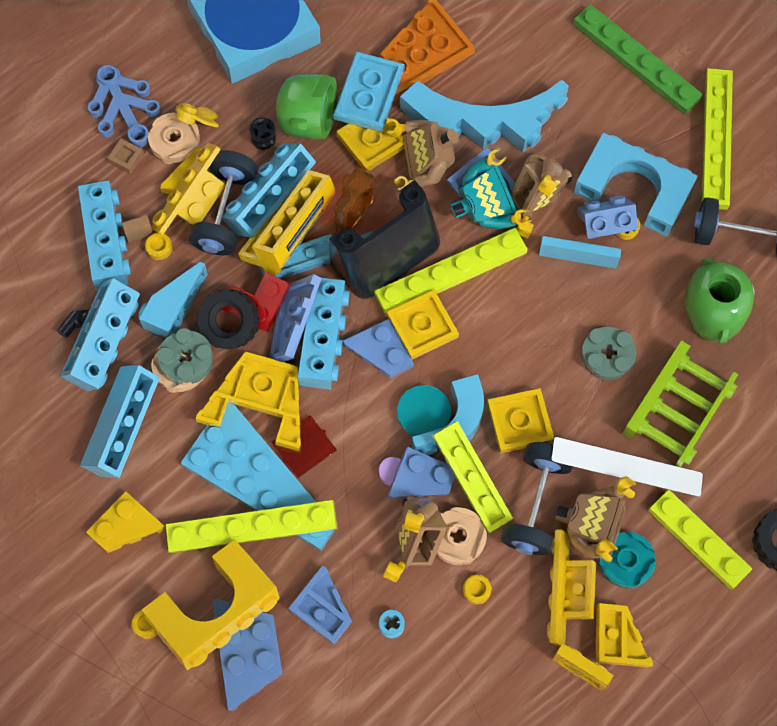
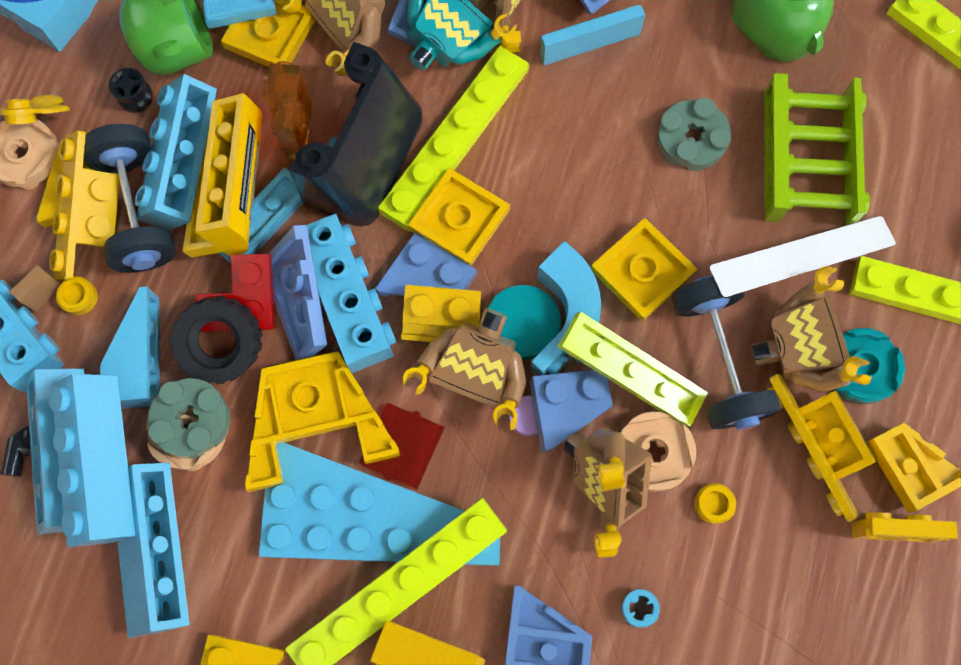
camera: 25 degrees left, 5 degrees up
(118, 349) = (91, 460): none -> medium azure brick
(375, 379) = (433, 310): none -> yellow plate
(376, 420) = (476, 365): none -> medium nougat torso

